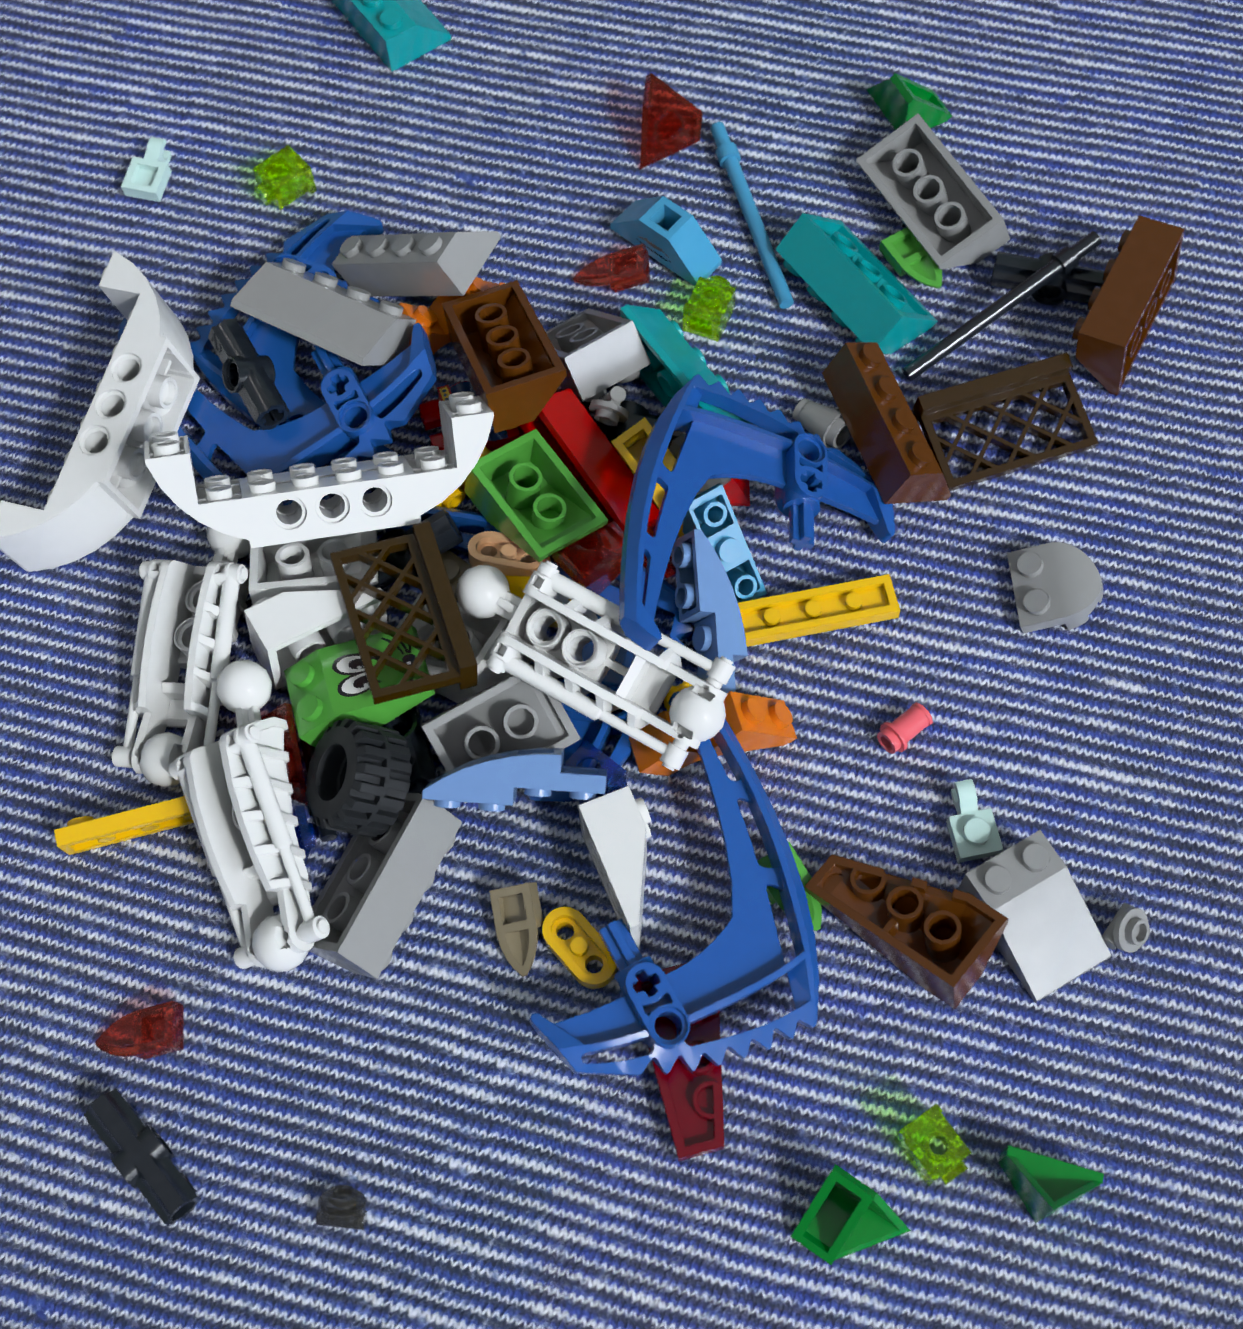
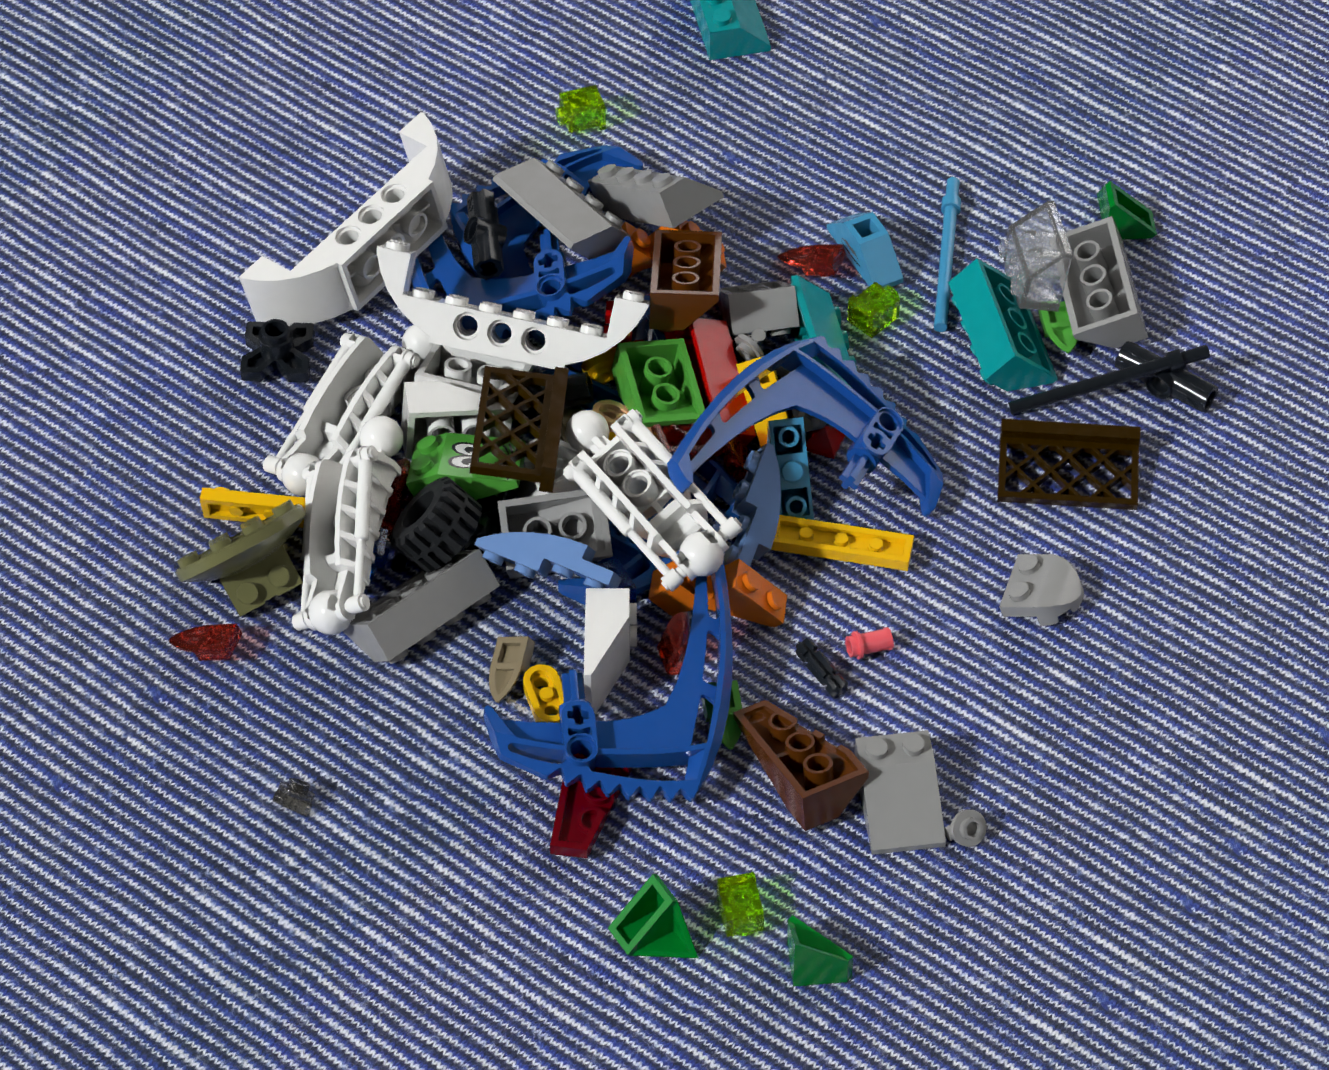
camera: 20 degrees right, 15 degrees down
(67, 602) = (279, 348): none -> black plant
(142, 1157) = (171, 714): black piece -> none
(146, 907) = (251, 563): none -> olive bracket
(148, 175) = (477, 75): light aqua plate -> none
(667, 122) = (910, 163): clear red slope -> none
(697, 822) = (674, 643): none -> clear red plate
(822, 421) = (922, 418): light grey cone -> none
(864, 188) = (1037, 258): none -> clear slope
(867, 780) = (821, 667): none -> black axle
(884, 426) = (966, 431): reddish brown slope -> none
(972, 830) = (886, 720): light aqua plate -> none
(1128, 301) = (1213, 409): reddish brown slope -> none

